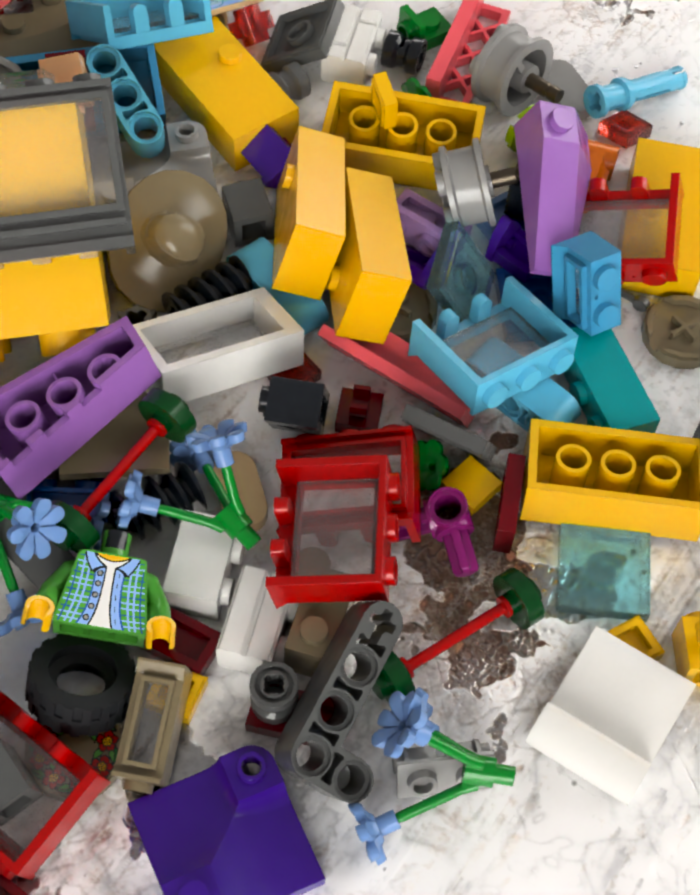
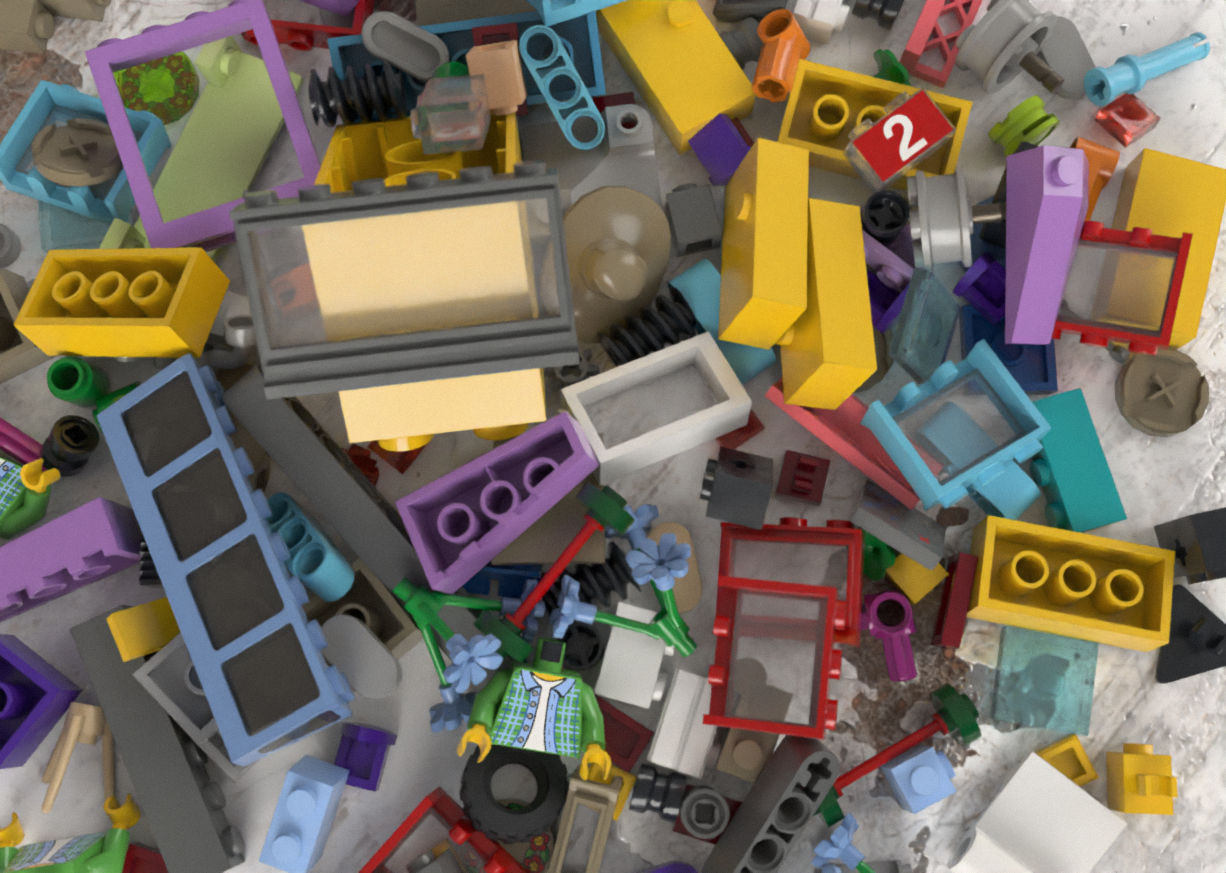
camera: 10 degrees right, 20 degrees up
(153, 548) = (579, 639): none -> black wheel
(226, 687) = (658, 793): none -> black wheel
(317, 80) = (779, 56): none -> orange piece
(384, 100) = (856, 97): yellow tile -> none
(417, 192) = (888, 210): none -> black wheel
(420, 128) = (898, 140): none -> brick
(488, 656) = (920, 778): none -> light blue brick
(587, 282) = (1069, 360): dark azure window -> none

